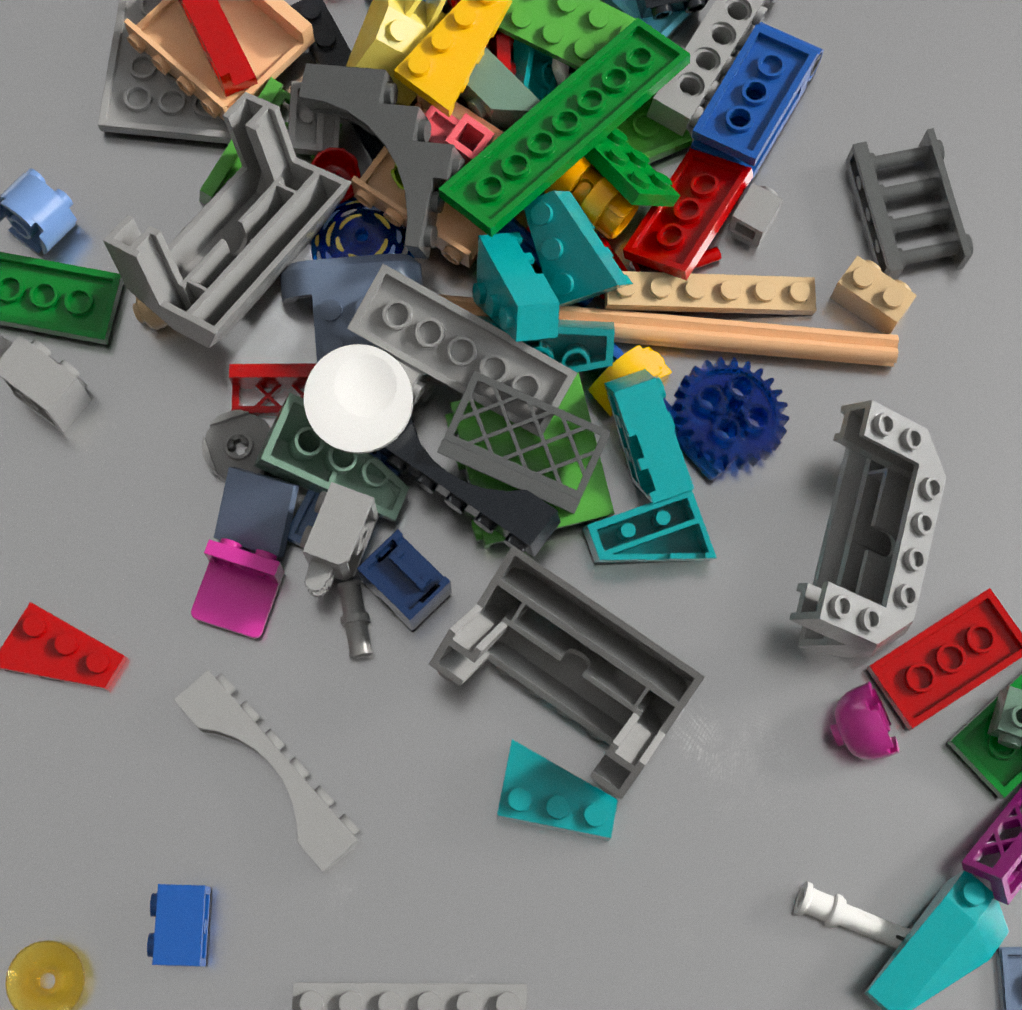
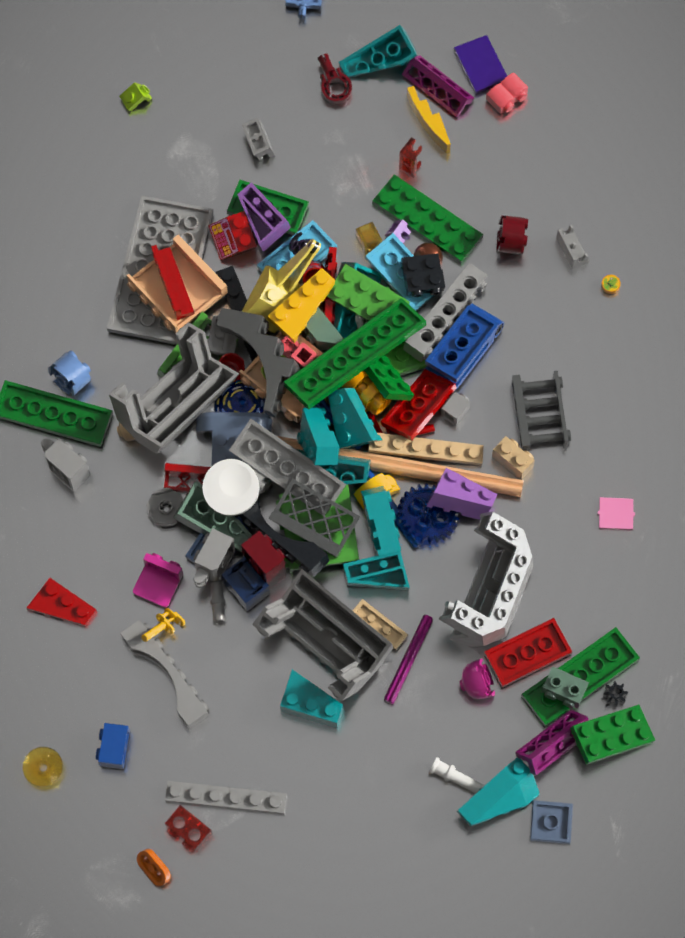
camera: 10 degrees right, 5 degrees down
(256, 511) = (172, 541): sand blue tile -> none
(256, 673) = (164, 624): none -> yellow piece
(437, 529) = (265, 558): none -> dark red brick
(667, 631) = (381, 624): none -> tan plate
(726, 694) = (408, 659): none -> magenta axle
(791, 373) = (461, 495): none -> medium lavender wedge

